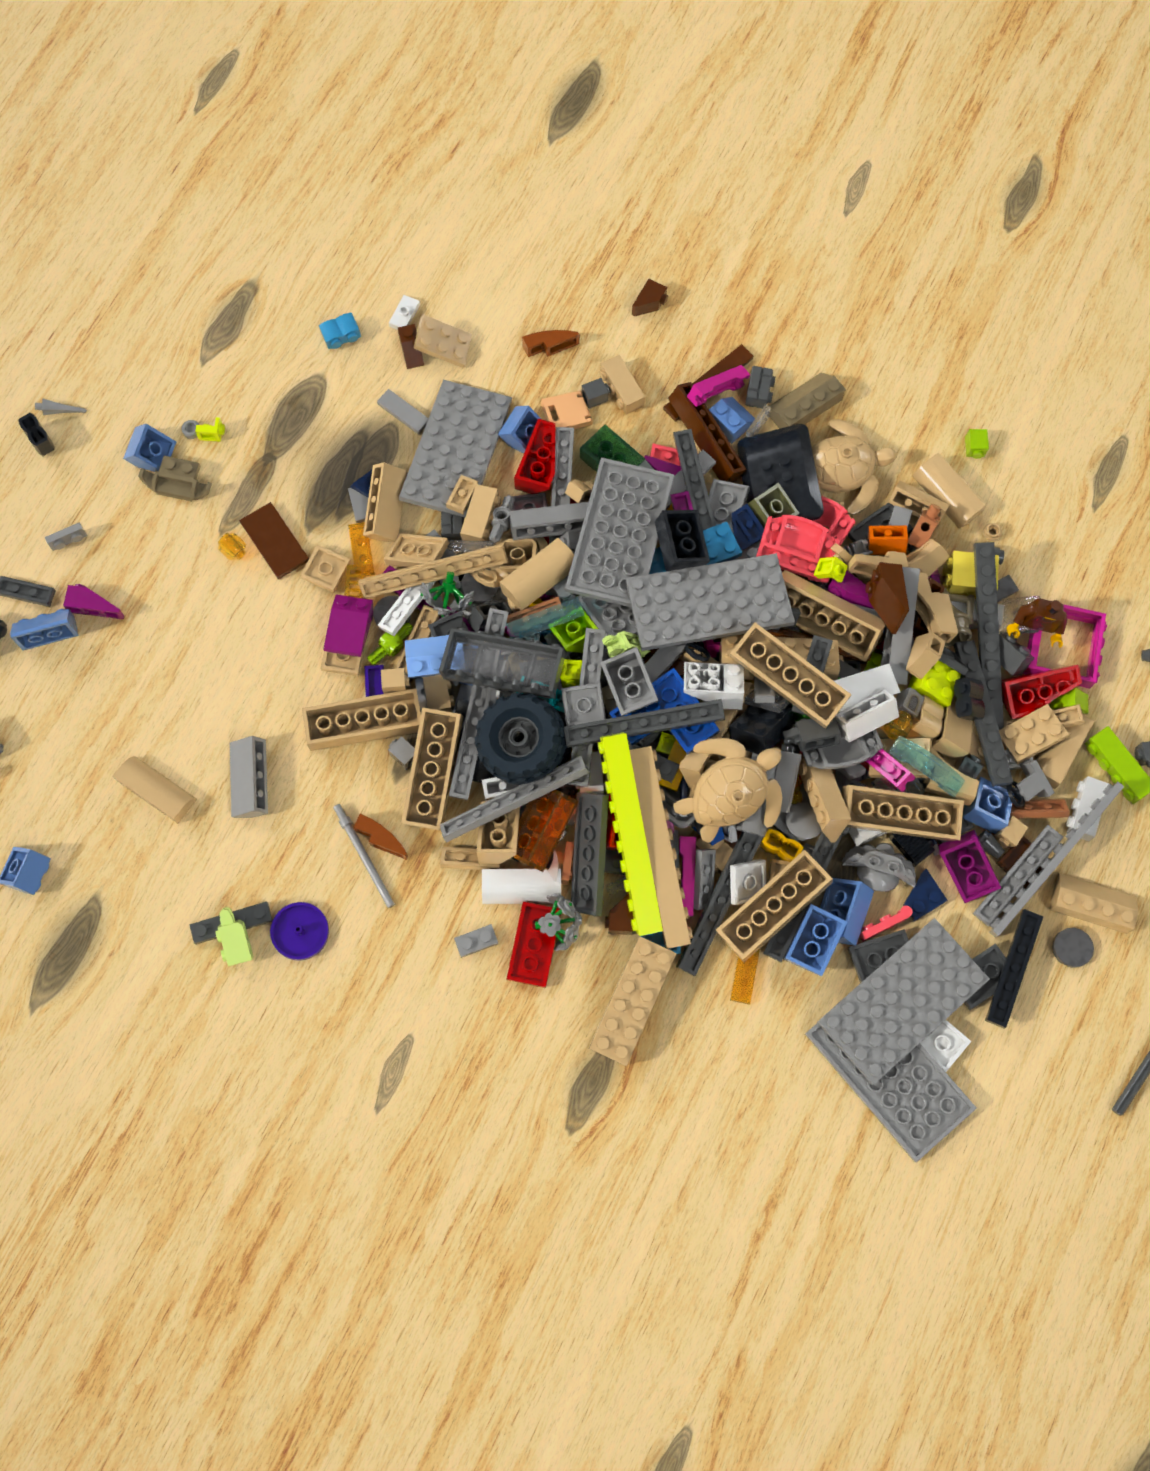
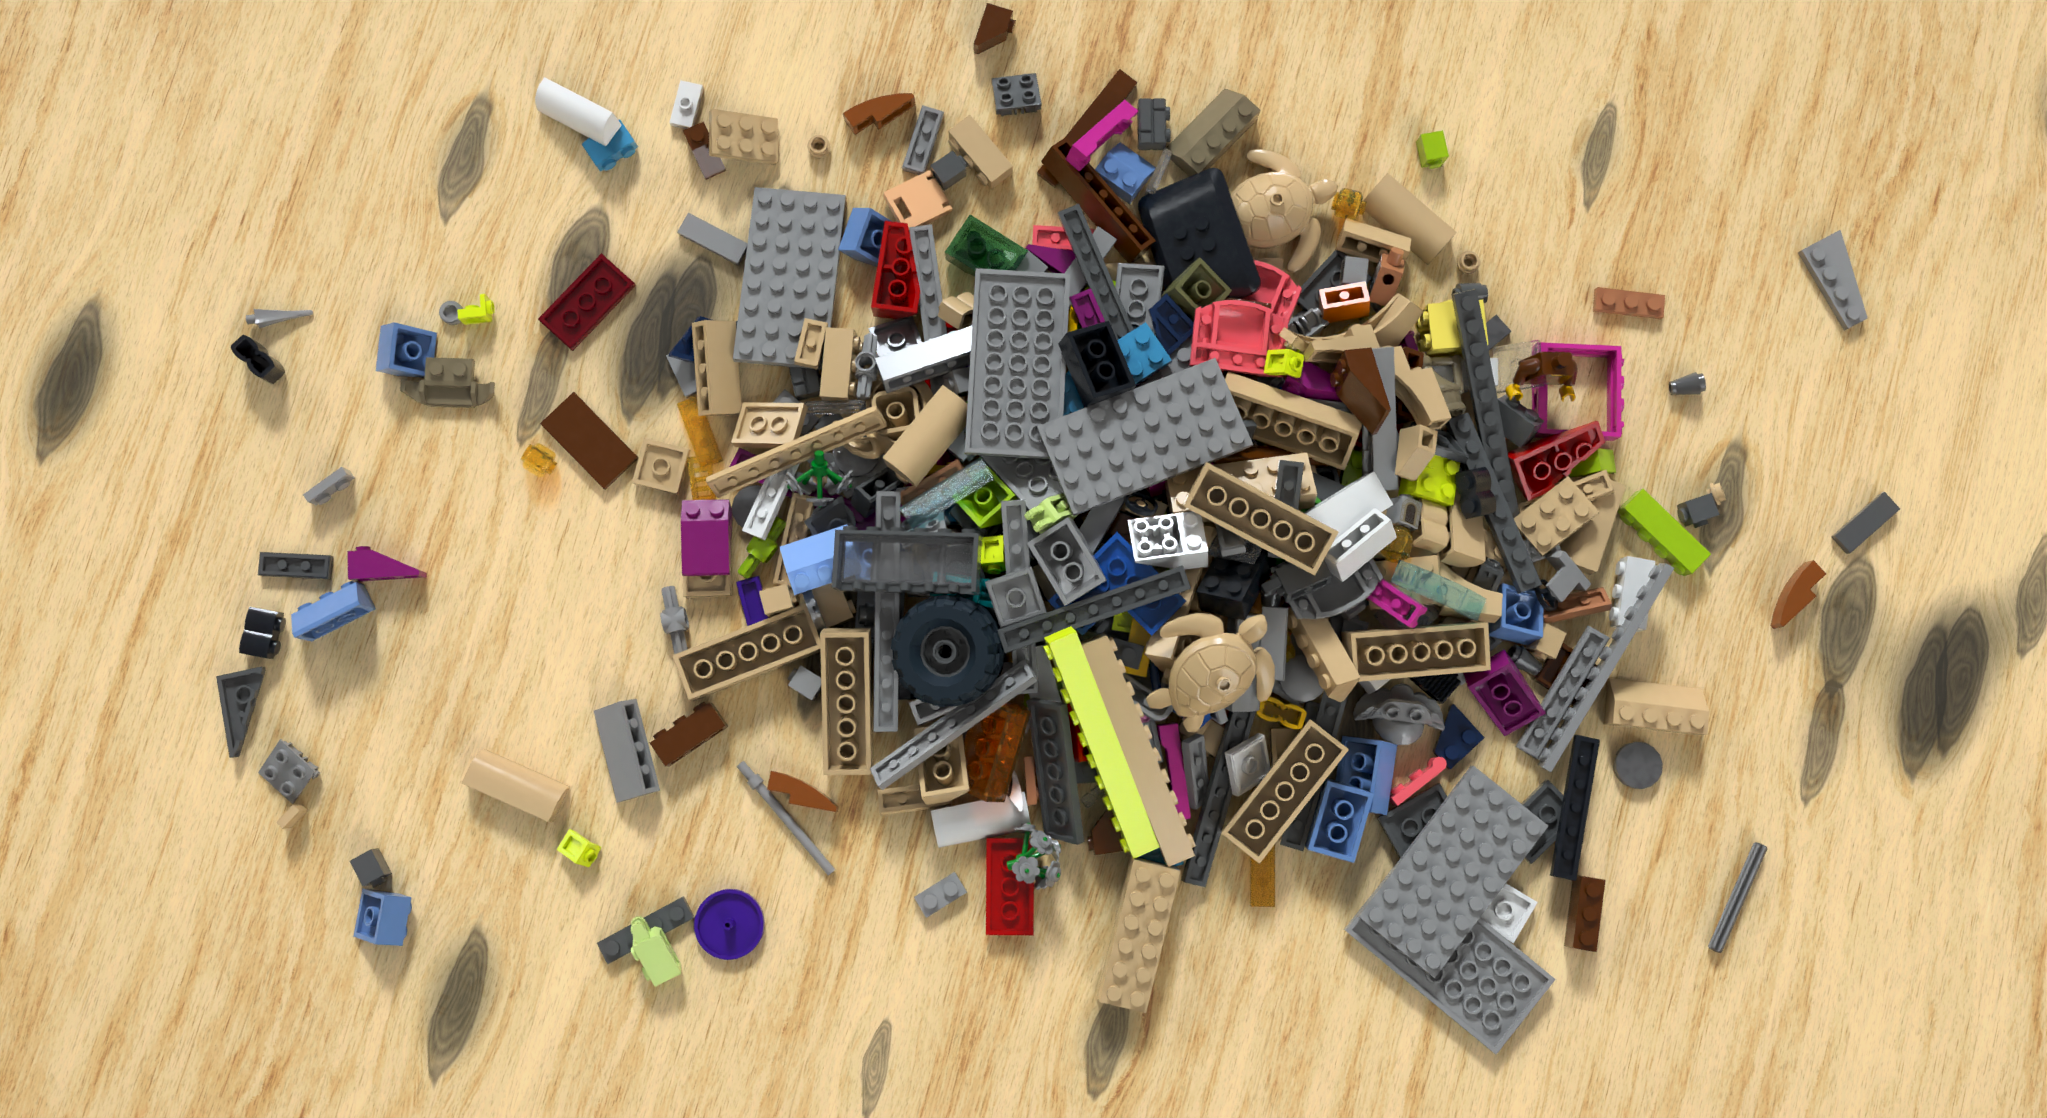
camera: 15 degrees left, 10 degrees up
(24, 830) = (371, 868): none -> dark grey brick
(193, 847) = (579, 849): none -> neon yellow bracket
(296, 439) = (586, 302): none -> dark red tile
(300, 774) = (688, 733): none -> reddish brown brick
(309, 683) = (674, 619): none -> light grey axle
(320, 301) = (576, 112): none -> white brick
(498, 355) = (815, 140): none -> tan plate
(579, 369) = (923, 140): none -> light grey tile
(660, 347) = (1016, 93): none -> dark grey hinge
(903, 470) = (1348, 204): none -> clear yellow head
(1010, 1058) = (1584, 913): none -> reddish brown brick
(1117, 585) = (1628, 303): none -> nougat plate

